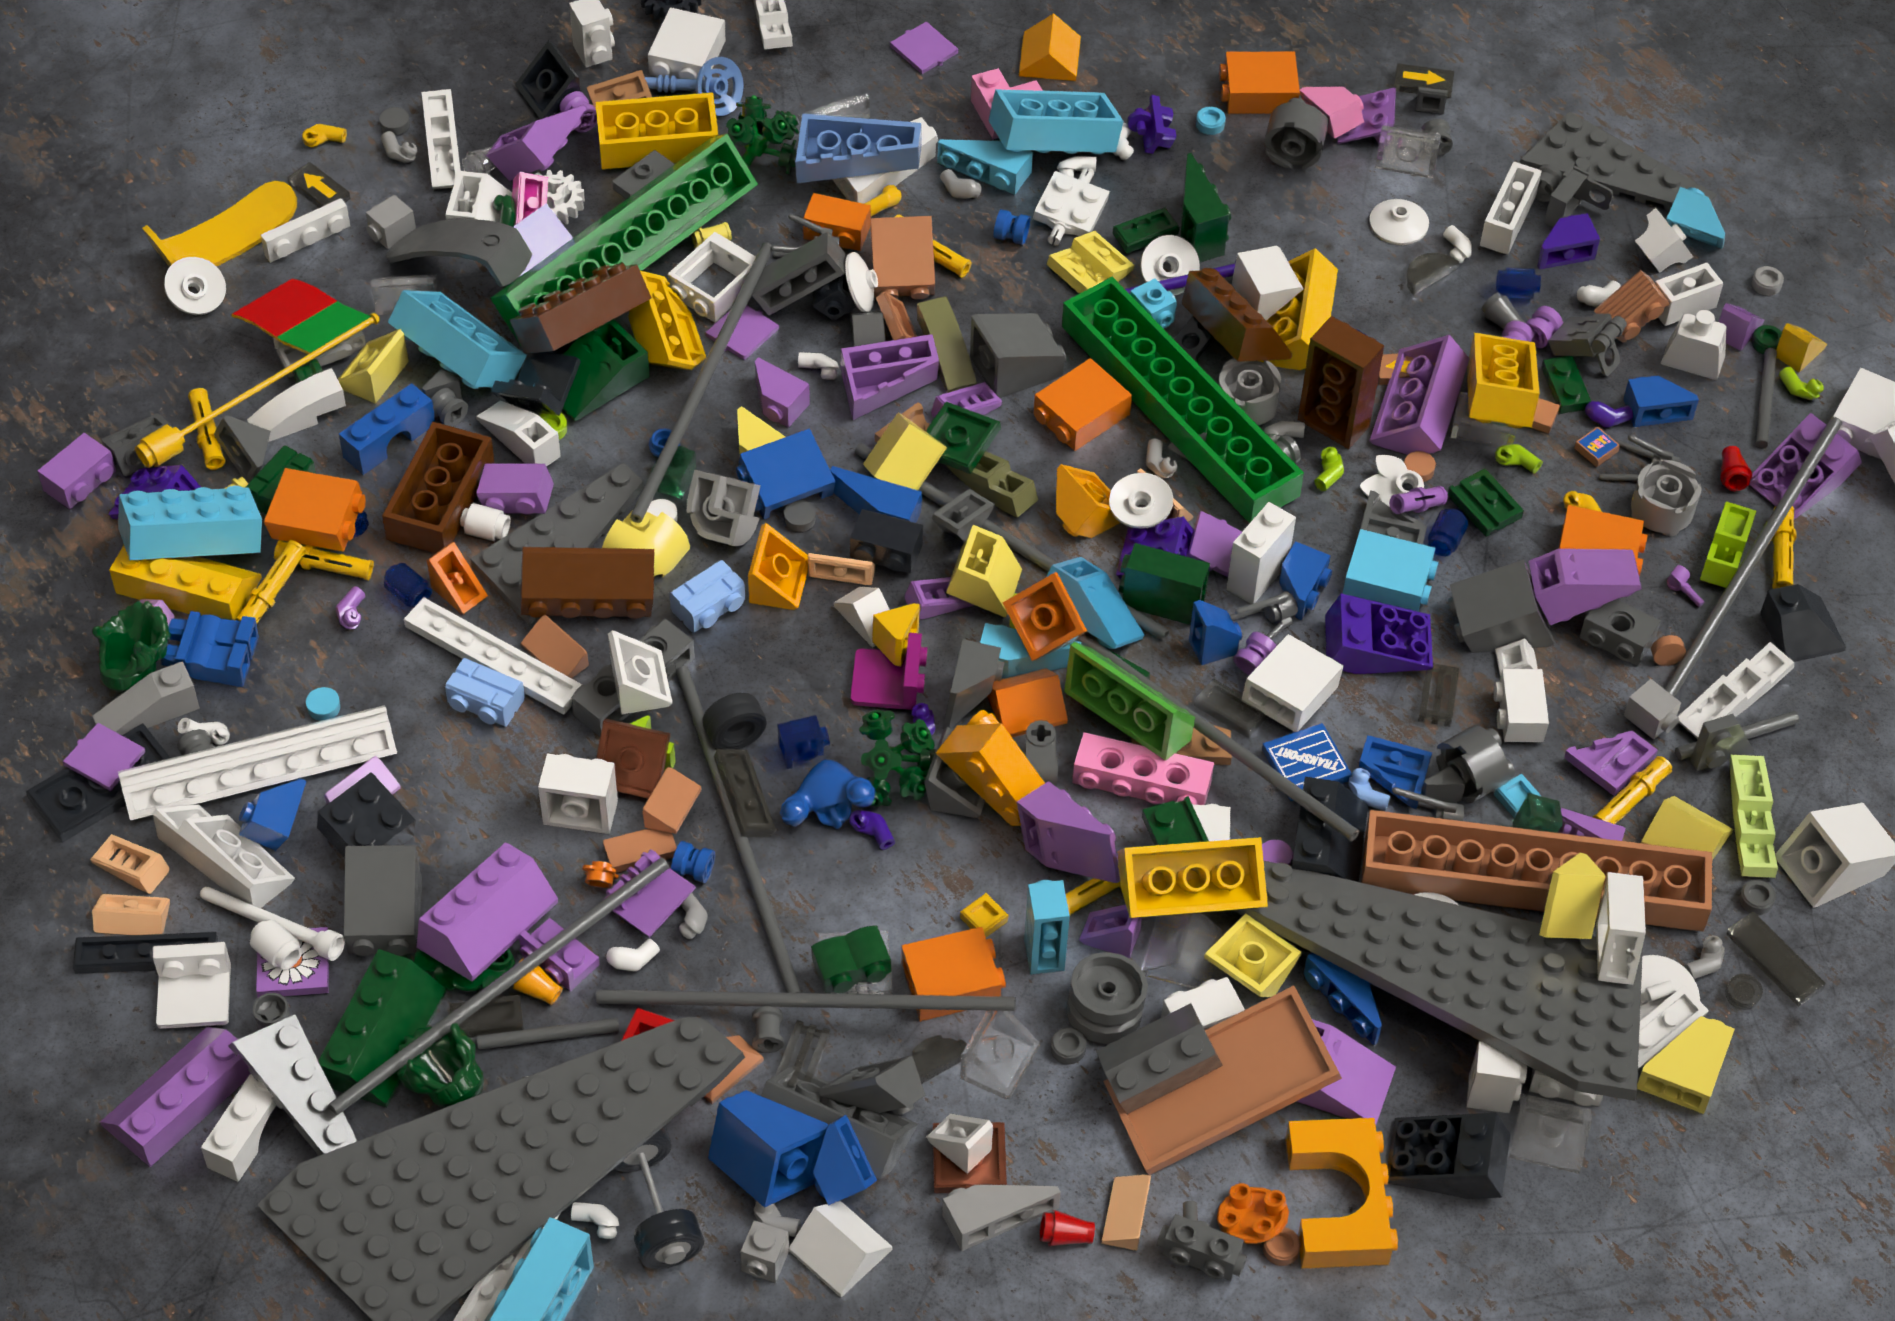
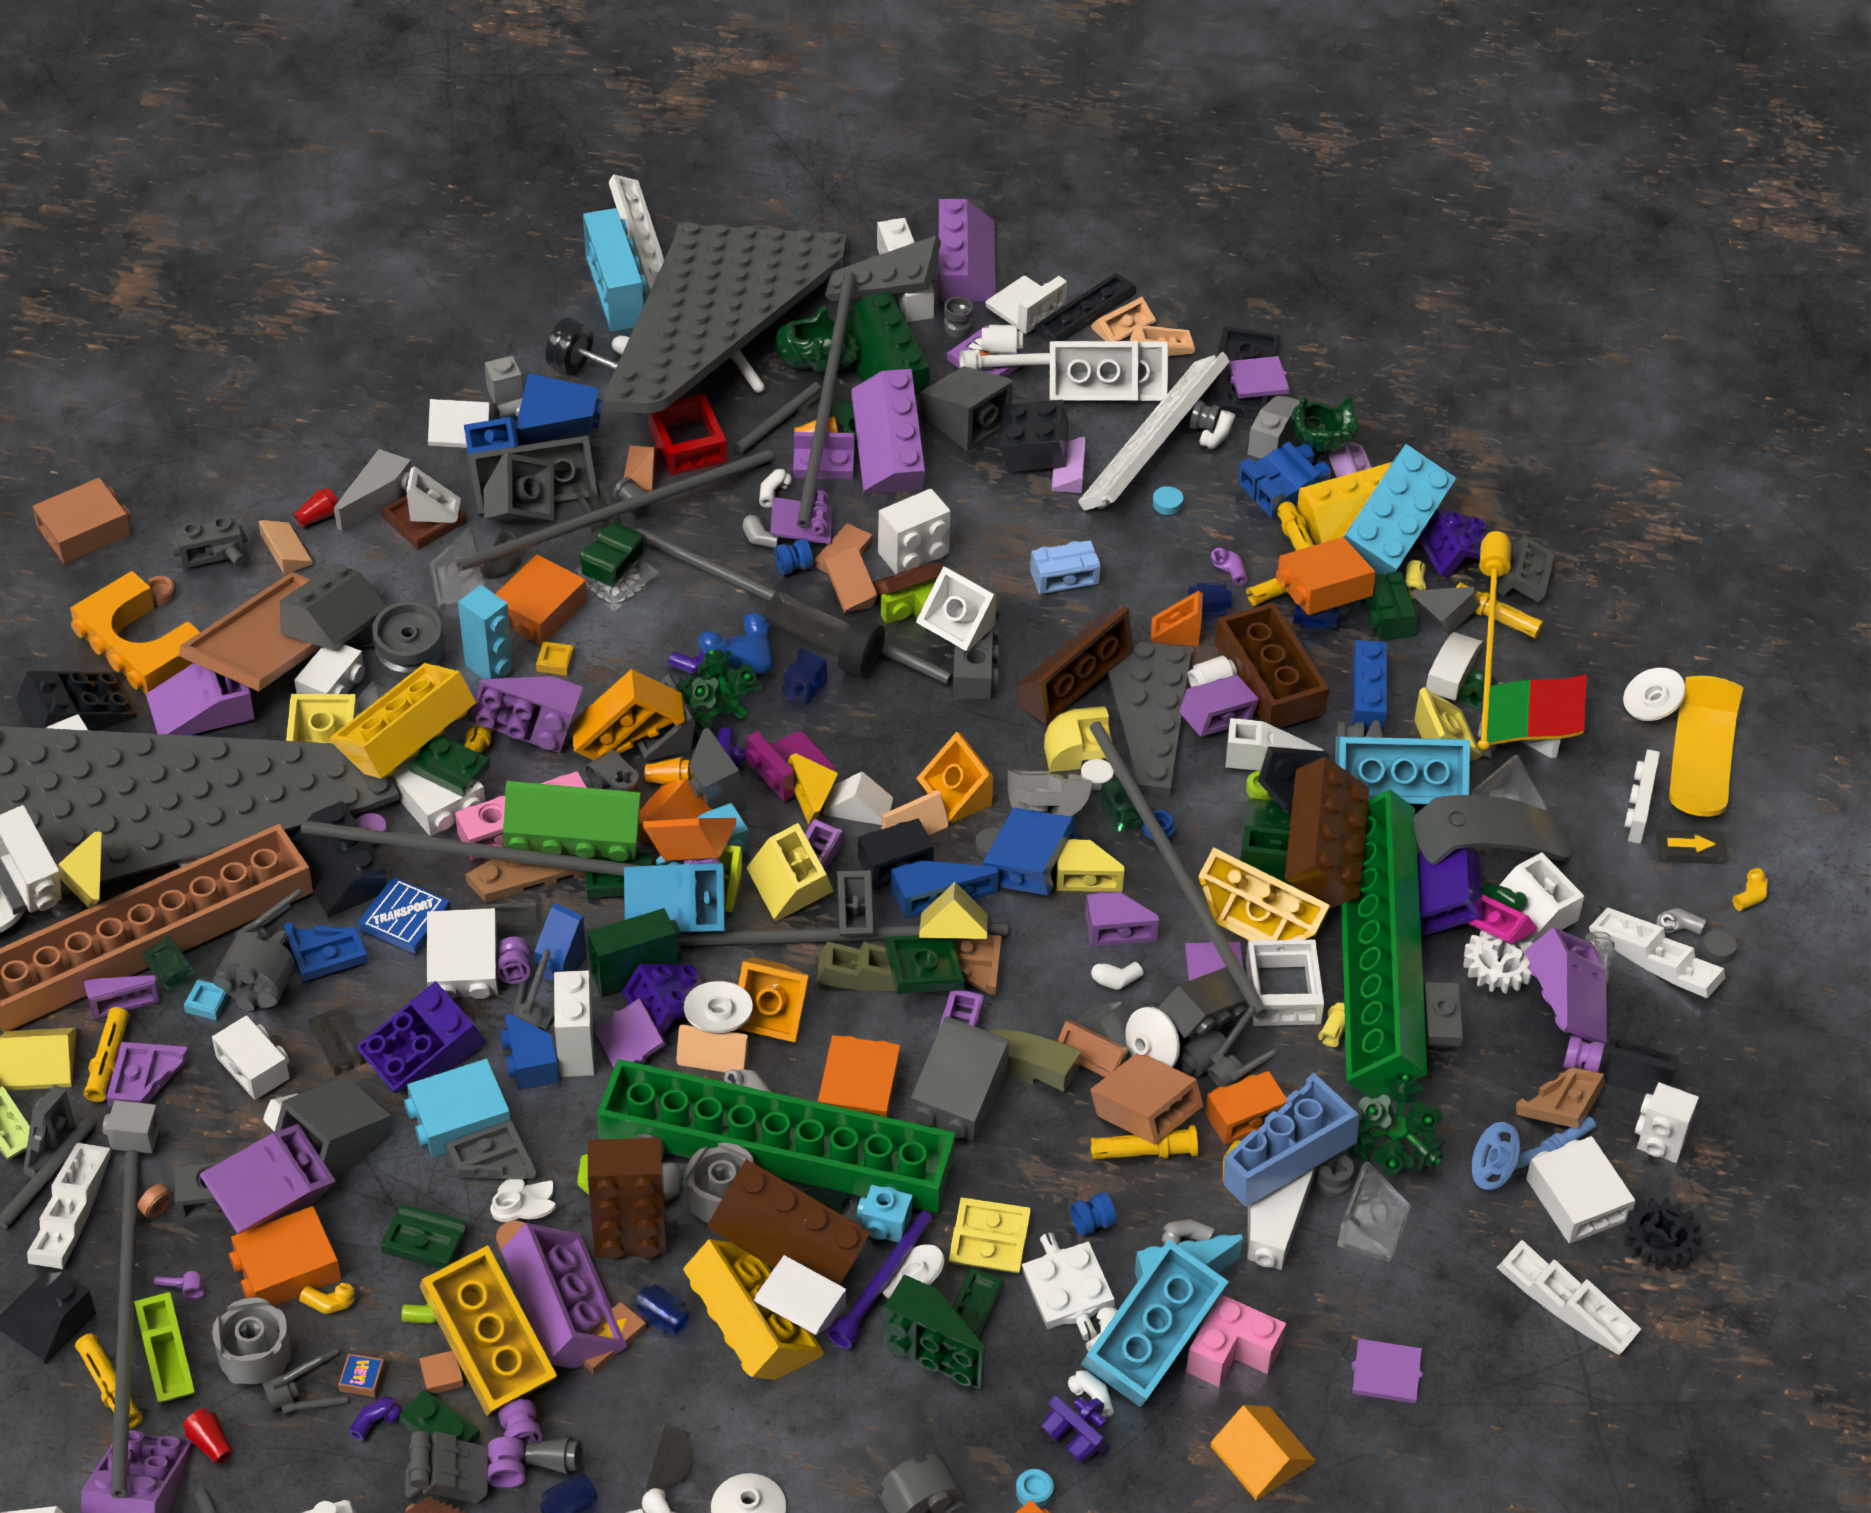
camera: 140 degrees right, 5 degrees down
(77, 471) = (1536, 518): medium lavender brick -> none
(272, 814) = (1105, 406): blue slope -> none
(390, 221) = (1593, 848): light grey brick -> none
(485, 649) = (1091, 596): white plate -> none
(555, 648) = (1049, 631): nougat slope -> none
(600, 874) = (848, 512): orange plate -> none
(665, 124) = (1492, 1072): yellow brick -> none
(707, 596) = (987, 727): light blue brick -> none
(887, 371) = (1049, 985): medium lavender wedge -> none
(1253, 1213) = (193, 589): orange dish -> none
(1362, 789) = (334, 919): light blue arm -> none
(1406, 501) = (483, 1185): medium lavender pin -> none
(1447, 531) = (436, 1181): clear blue brick -> none
(1658, 401) = (331, 1455): blue slope -> none

